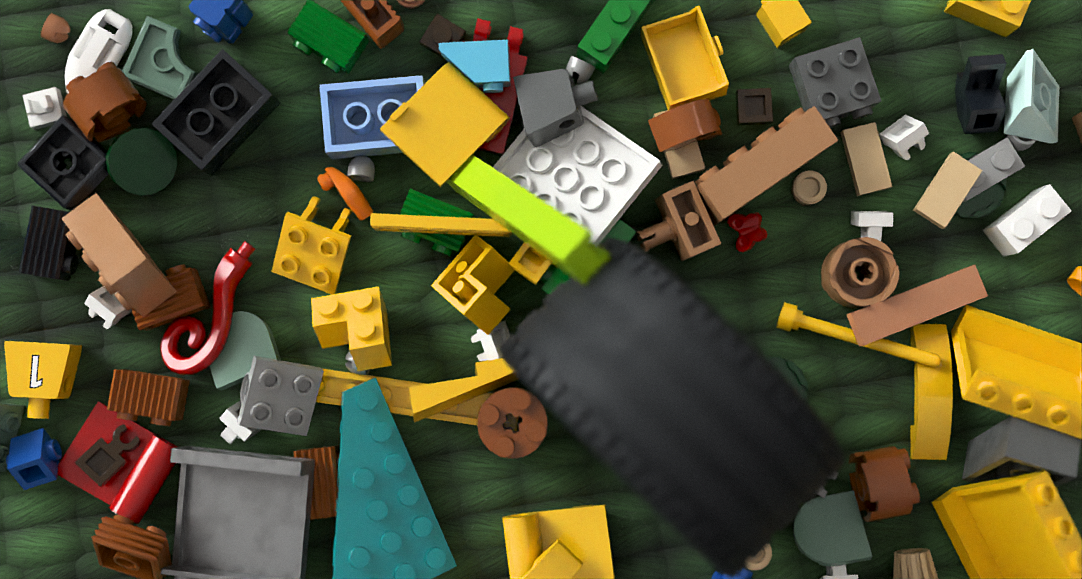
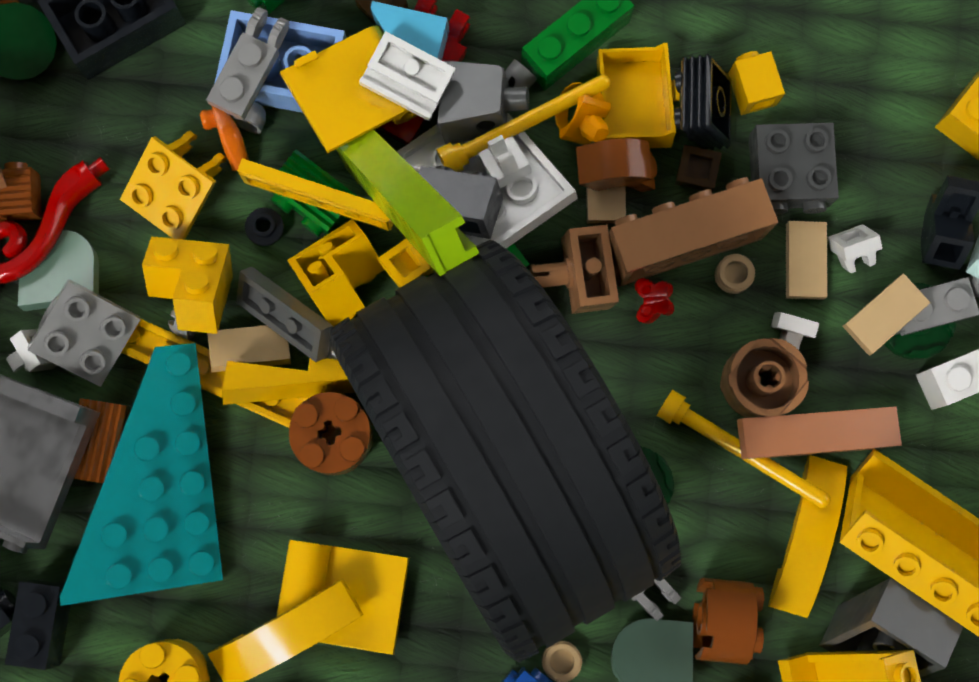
camera: 10 degrees right, 5 degrees down
(350, 131) = (247, 66): none -> light grey hinge
(411, 265) = (264, 238): none -> black plate
(420, 367) = (247, 345): none -> tan tile
(442, 332) = (284, 314): none -> dark grey plate
(489, 101) = (407, 76): none -> white plate
(549, 157) = (457, 155): none -> yellow piece
(571, 193) = (472, 195): none -> brick
(591, 151) = (504, 160): none -> white tile
(651, 96) = (587, 121): none -> light orange piece
(745, 49) = (704, 102): none -> black brick

